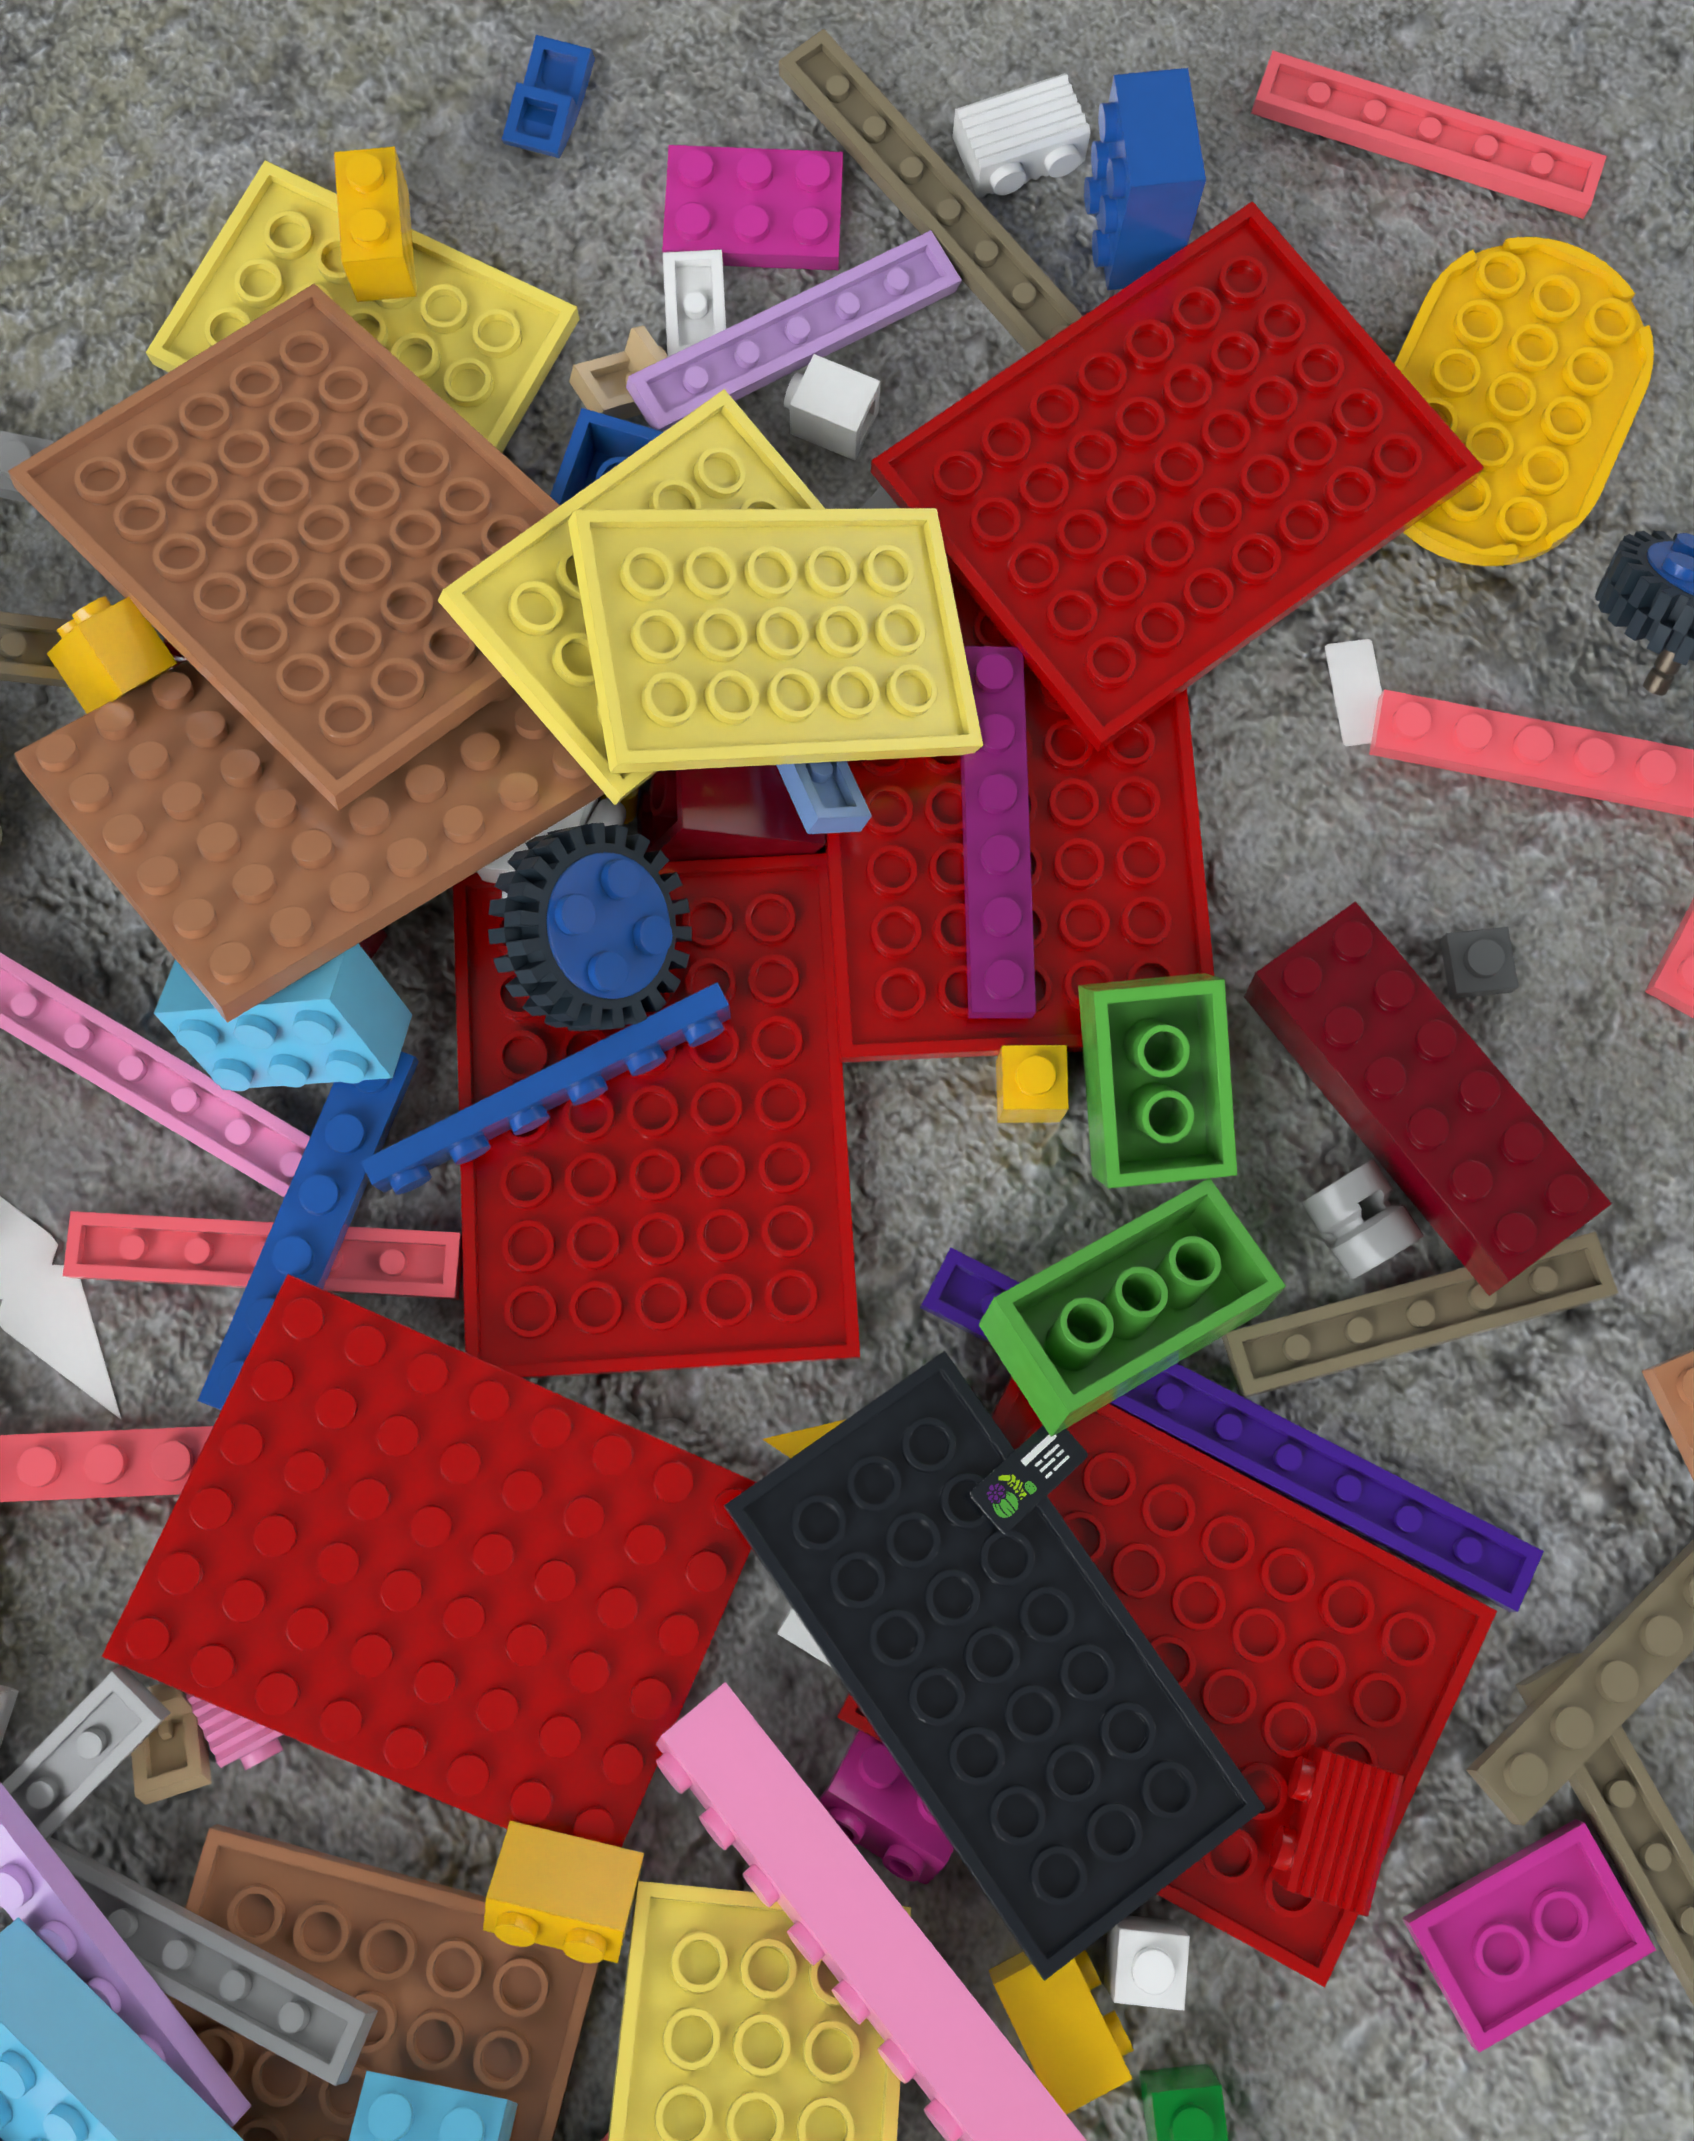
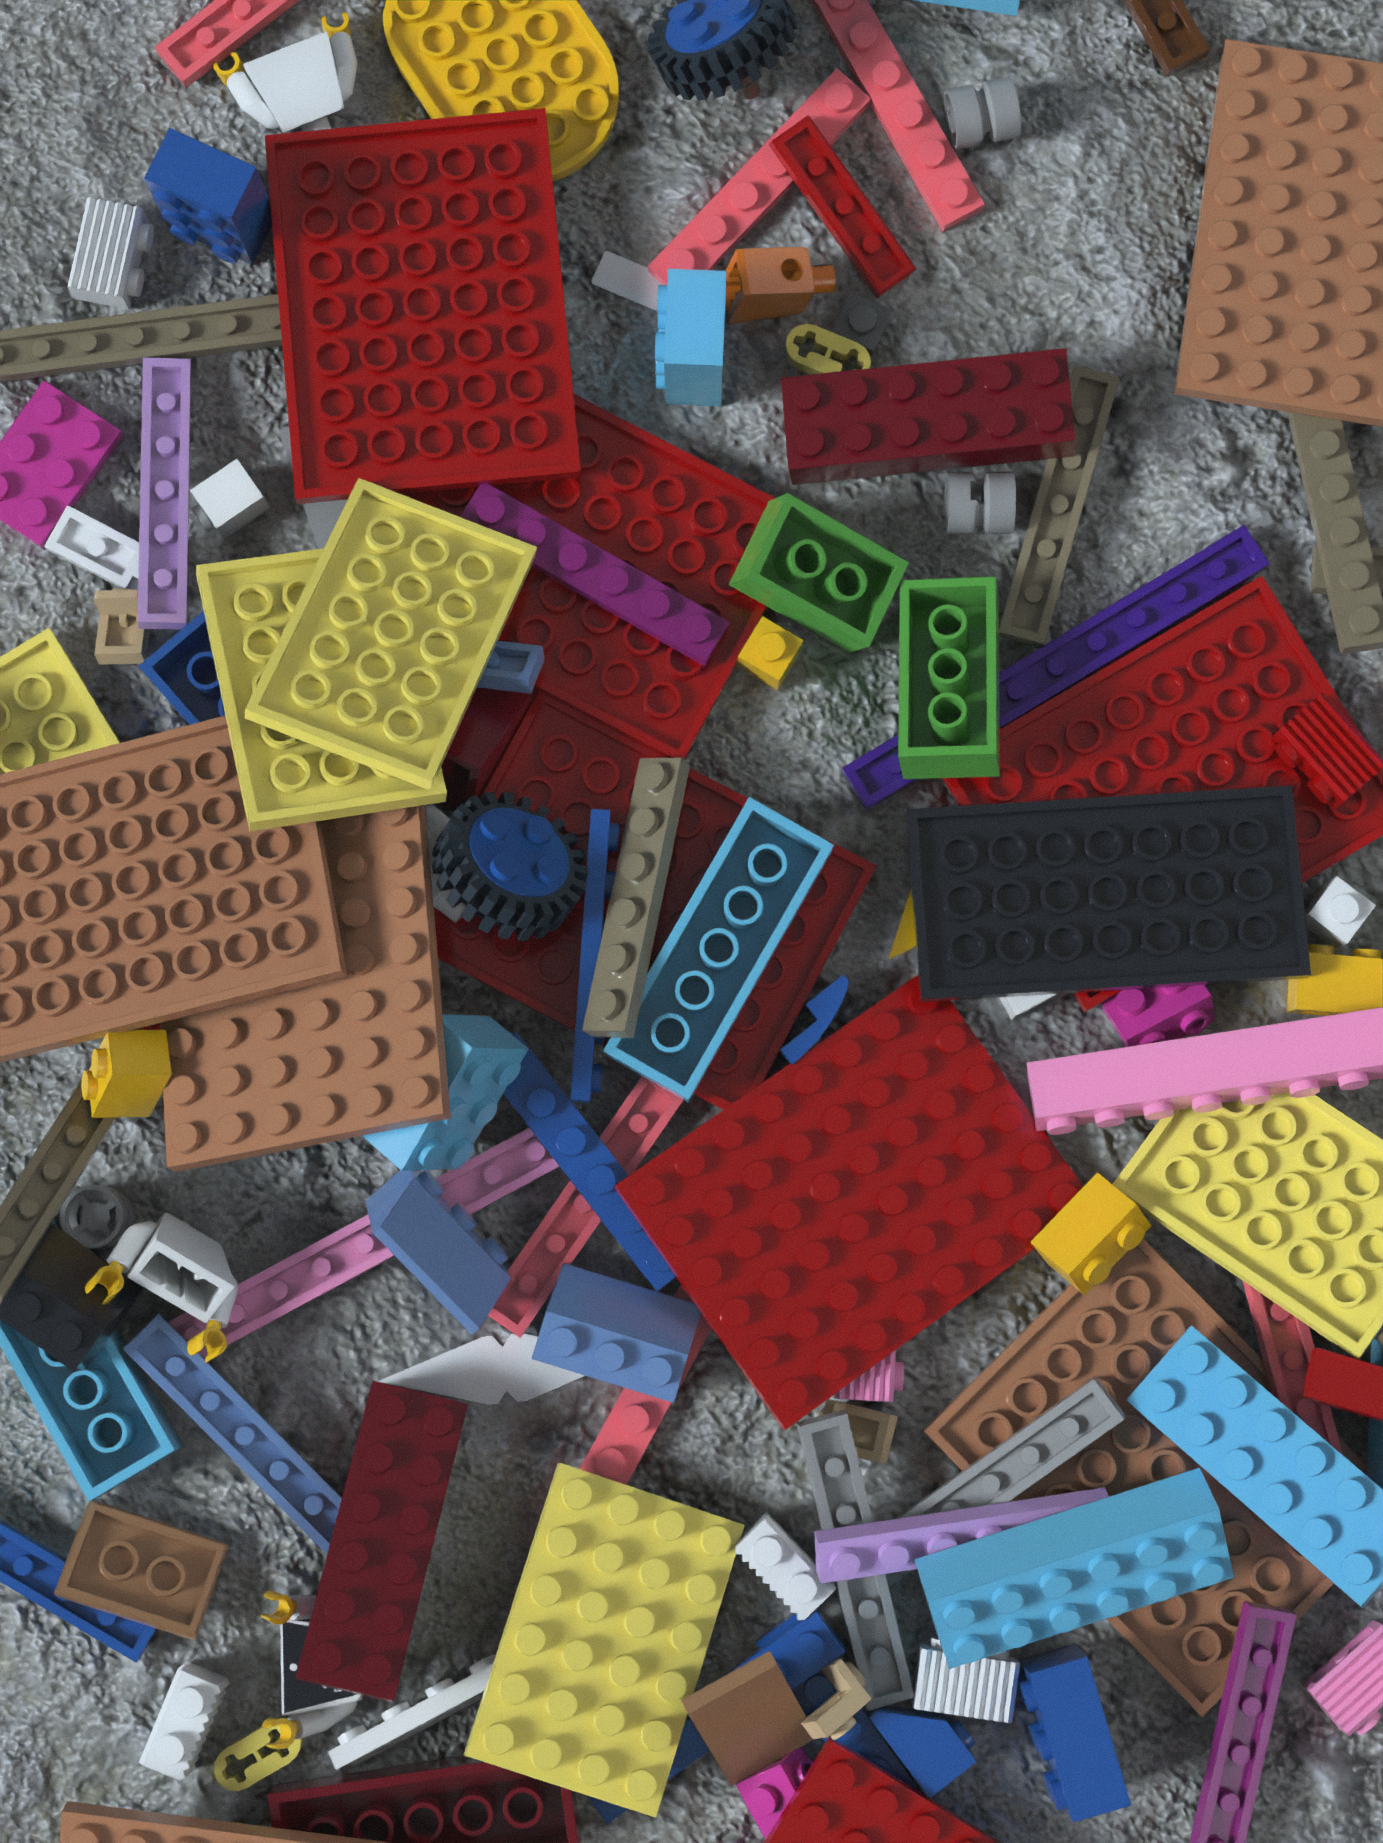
camera: 55 degrees left, 5 degrees up
(100, 1116) = (439, 1245): none -> medium blue slope
(116, 1383) = (617, 1332): none -> medium blue slope
(637, 1228) = (720, 948): none -> medium azure brick
(641, 1096) = (636, 898): none -> dark tan plate
(650, 1396) = (822, 1011): none -> blue slope
(1027, 1477) = (1014, 805): black sticker -> none
(1337, 770) = (691, 337): none -> medium azure brick
(1338, 206) = (298, 81): none -> white torso
(1430, 935) = (825, 342): none -> light yellow beam
(1458, 831) = (773, 283): none -> orange torso
(1597, 859) = (842, 206): none -> red tile

